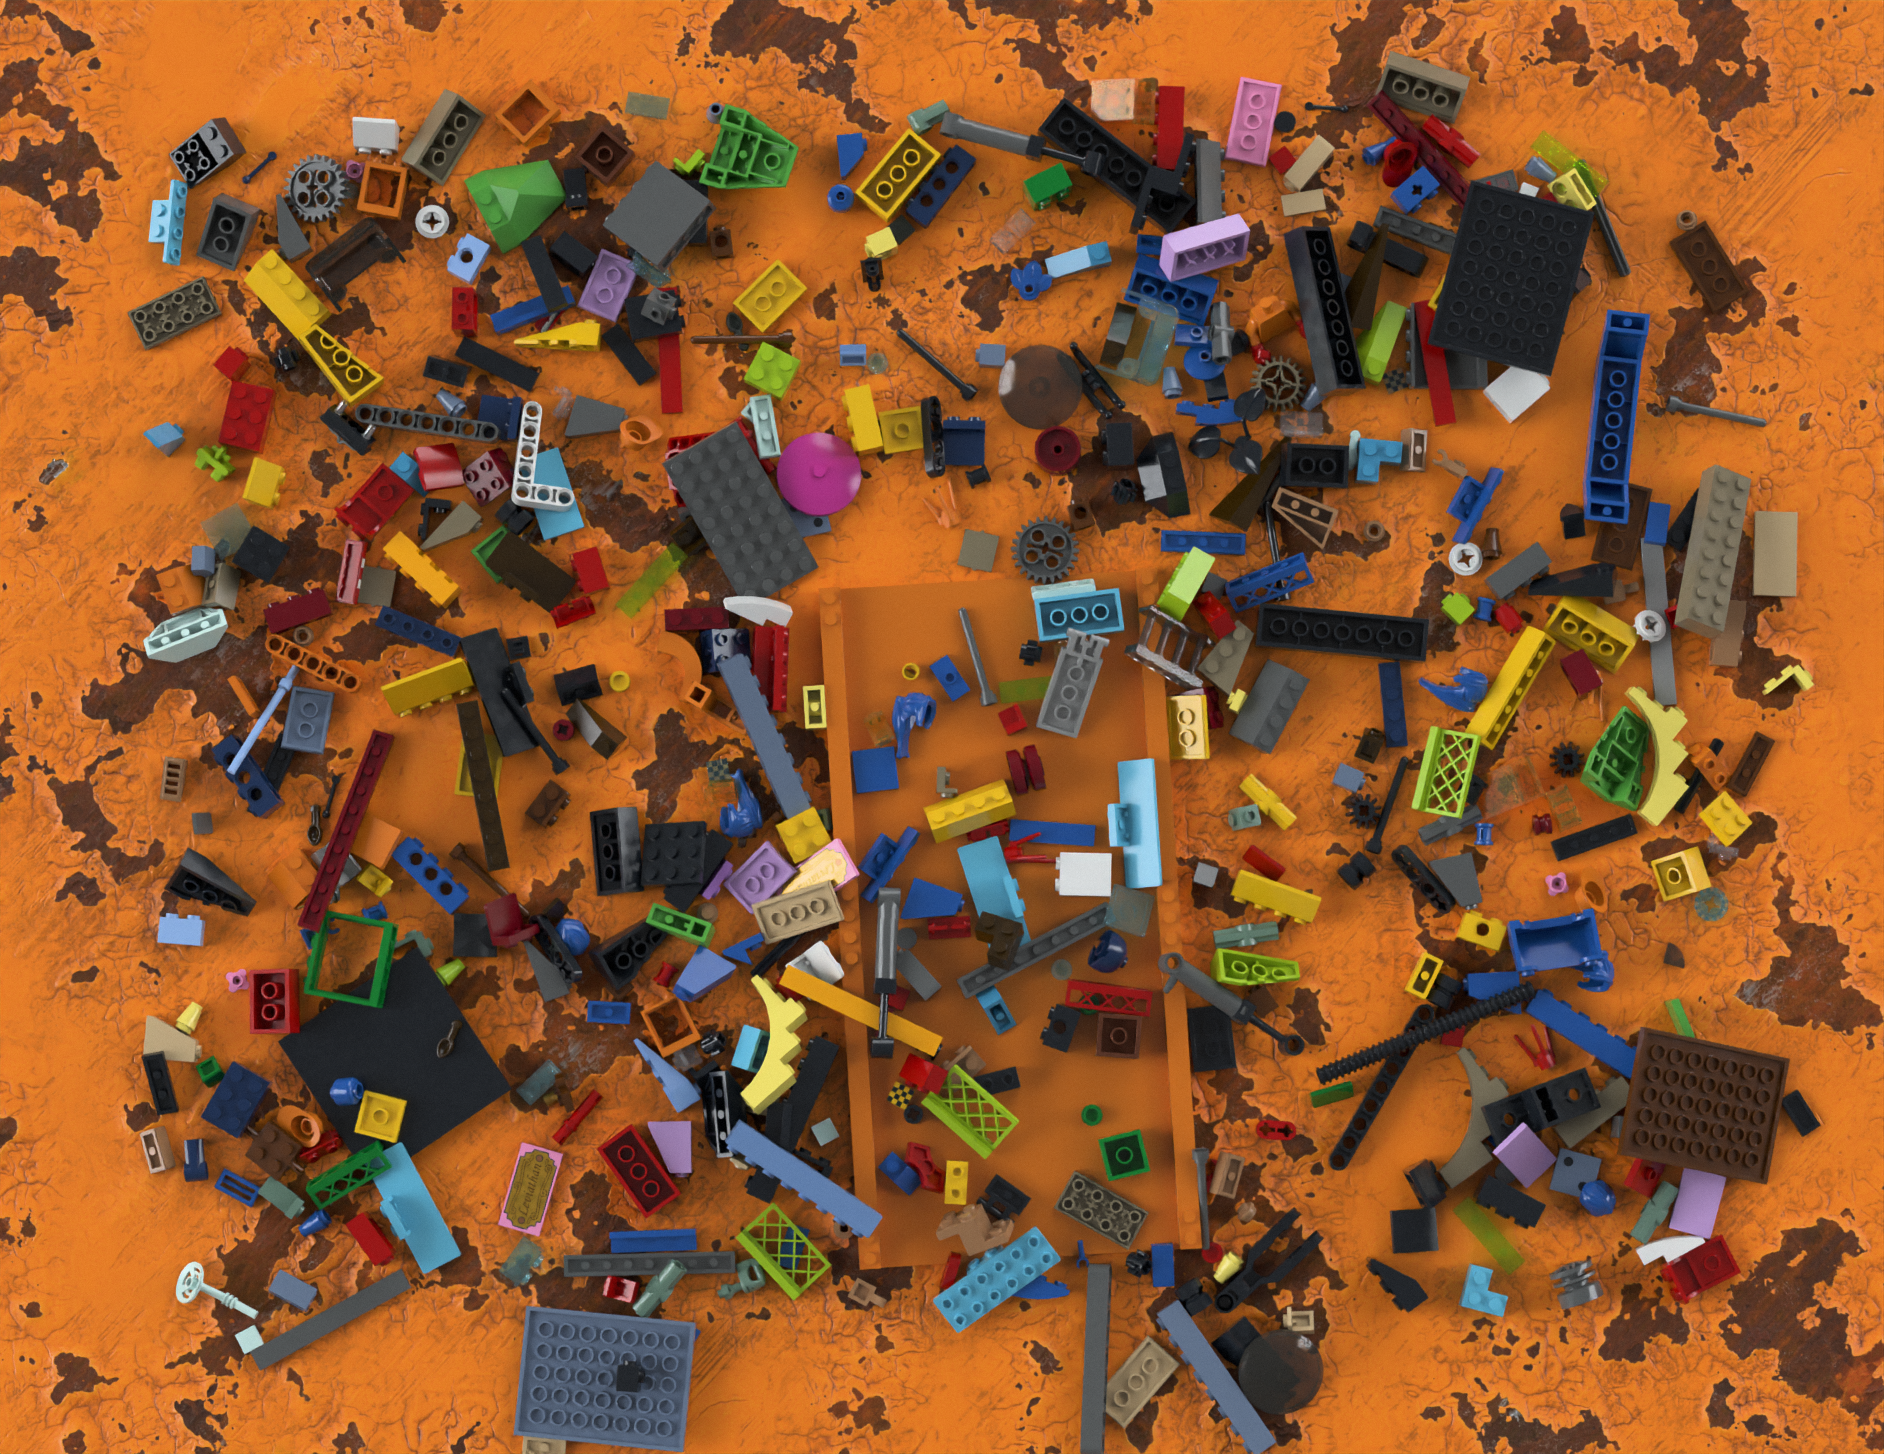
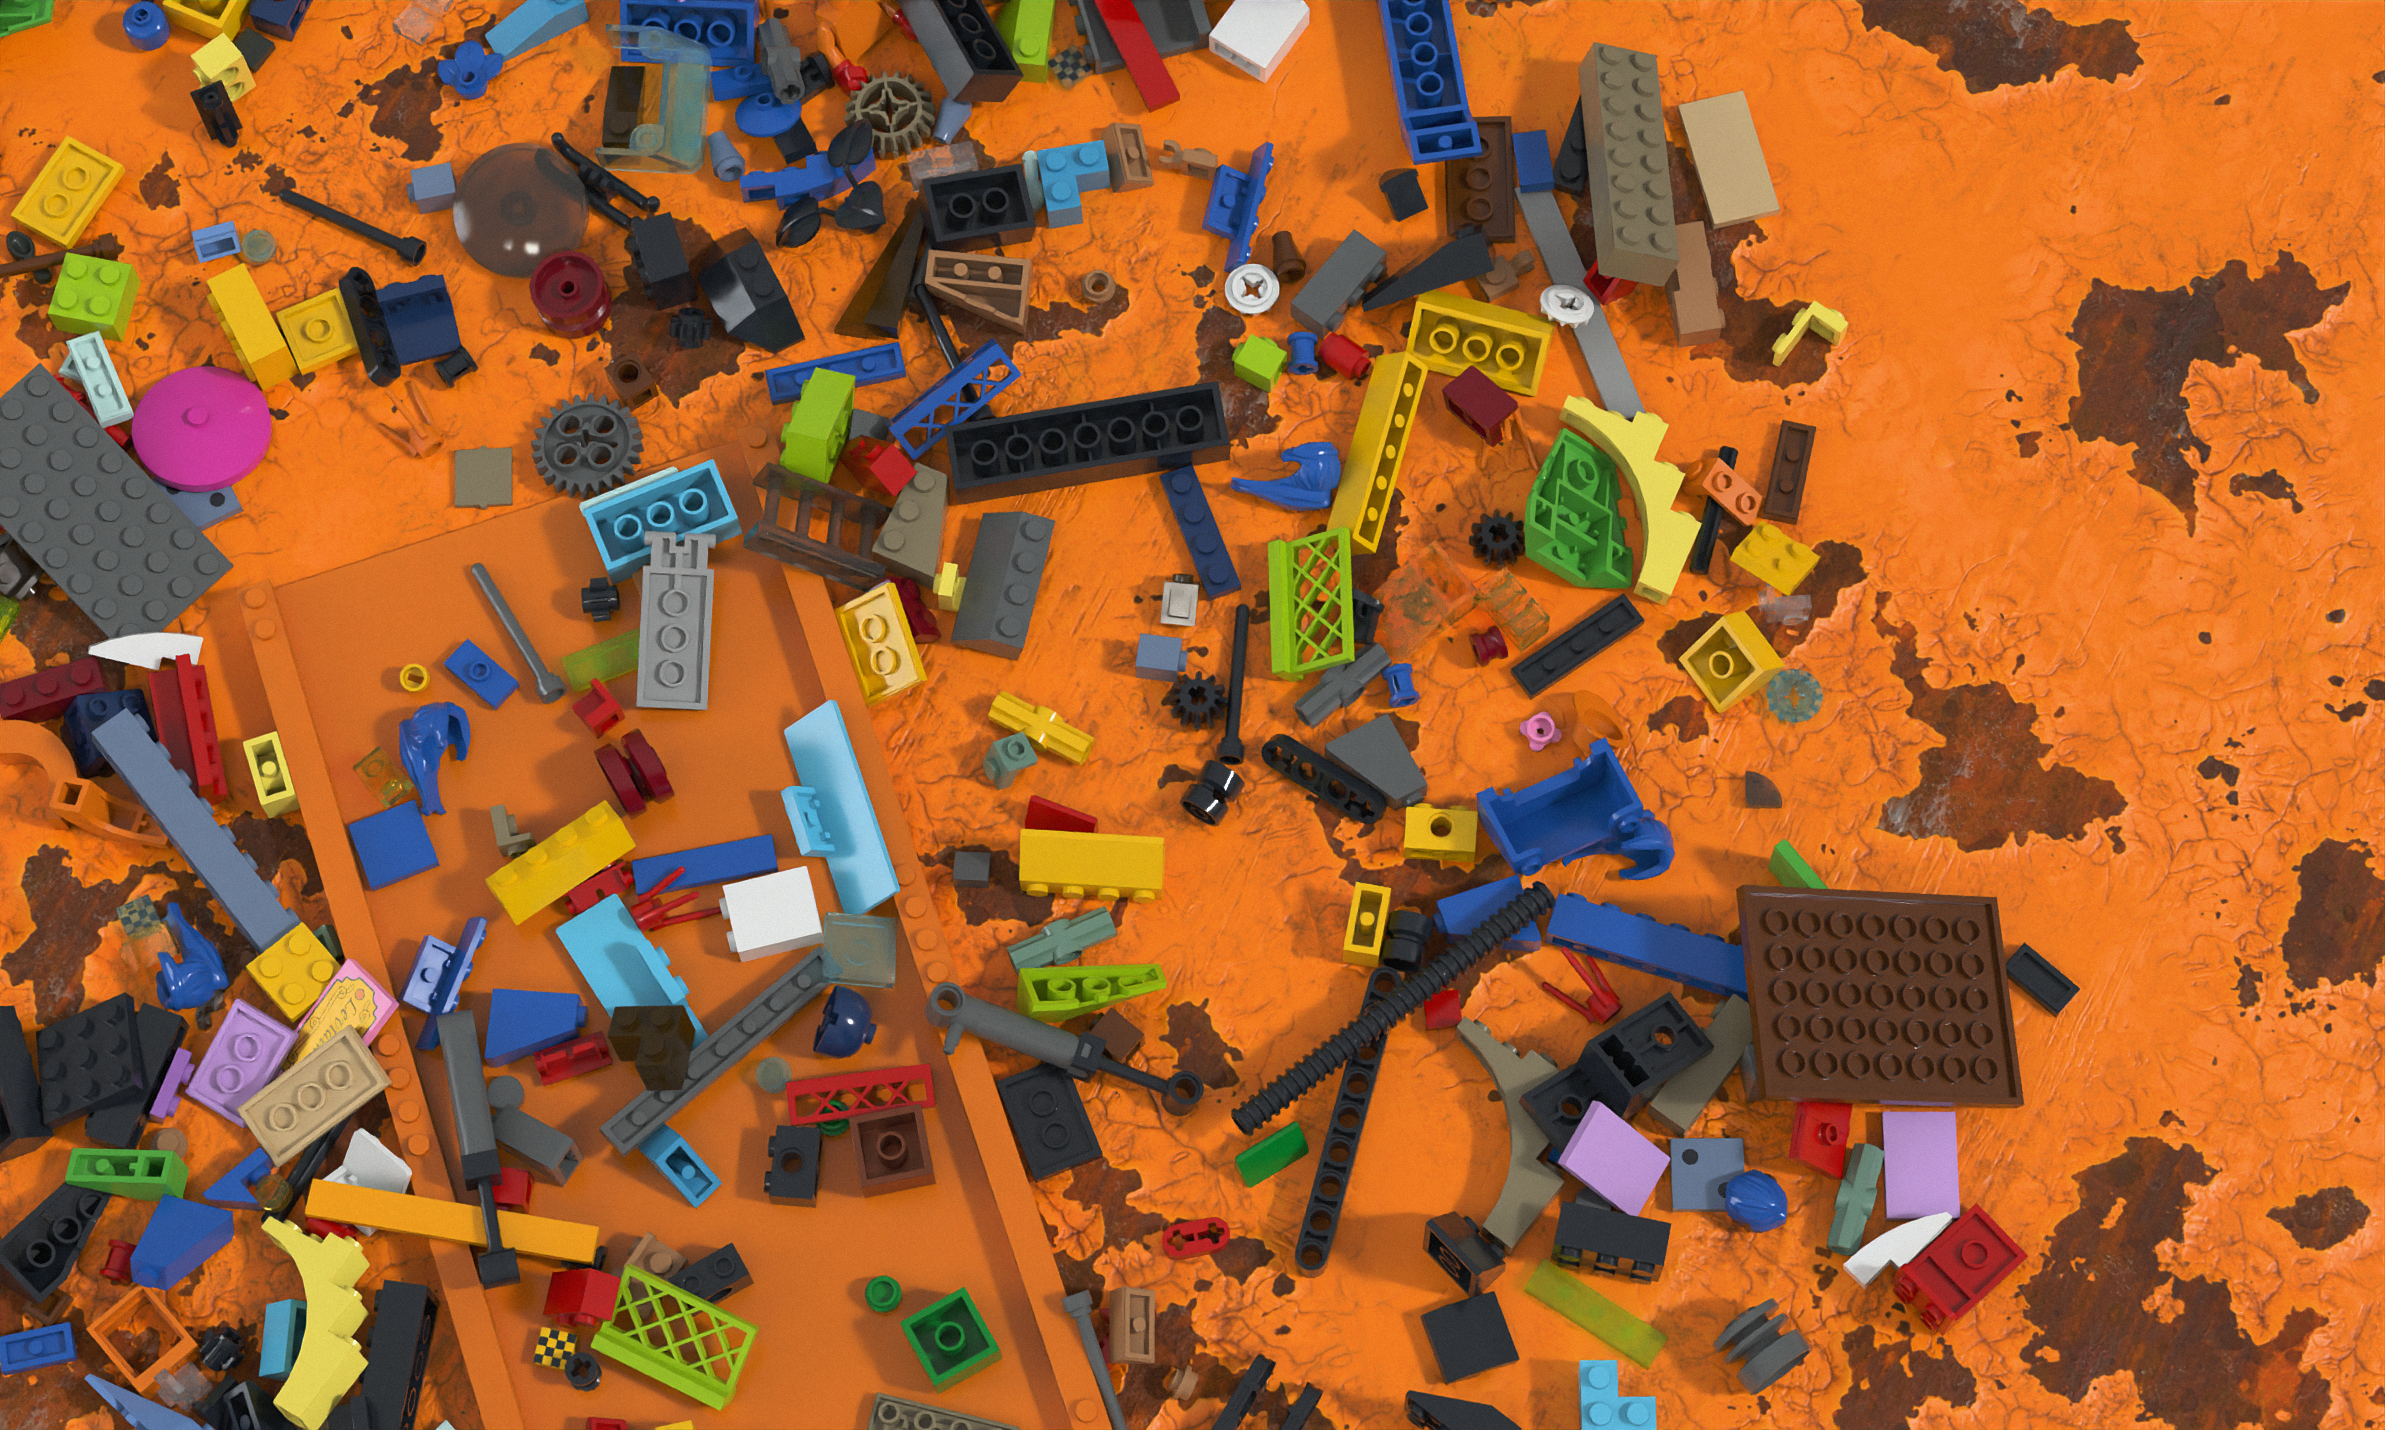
camera: 10 degrees left, 15 degrees down
(761, 960) = (273, 1193): none -> clear yellow tile

